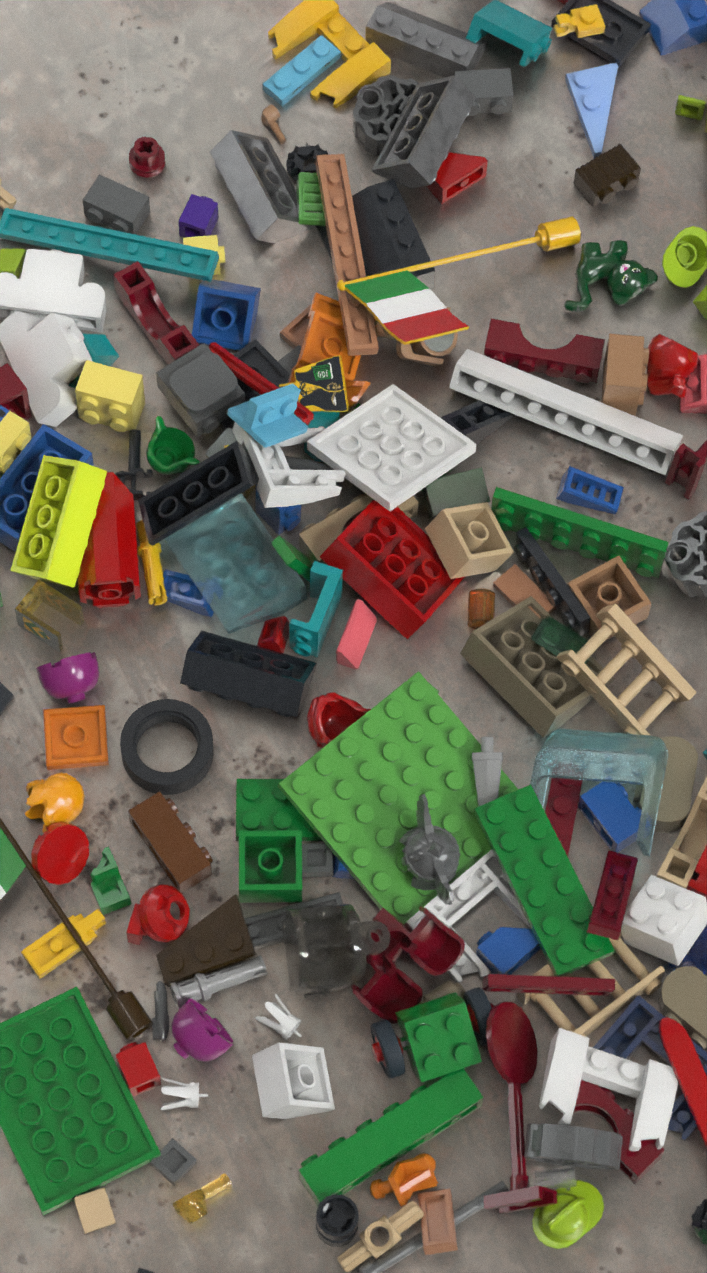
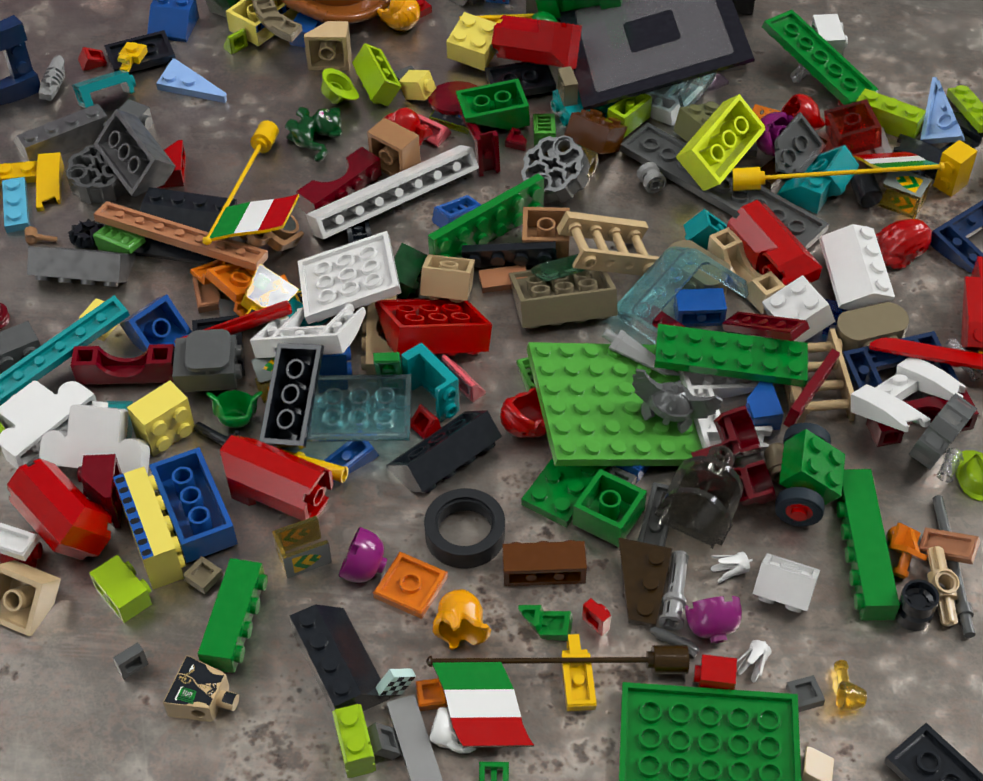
camera: 55 degrees left, 15 degrees down
(59, 520) = (241, 486): neon yellow brick -> none
(60, 853) = (505, 634): red tile -> none
(156, 915) = (602, 589): red piece -> none
(198, 217) = (68, 305): dark purple brick -> none
(270, 416) = (273, 319): medium azure bracket -> none
(480, 607) = (498, 302): clear orange piece -> none
(515, 1056) = (957, 483): dark red piece -> none
(607, 175) = (246, 97): dark brown brick -> none

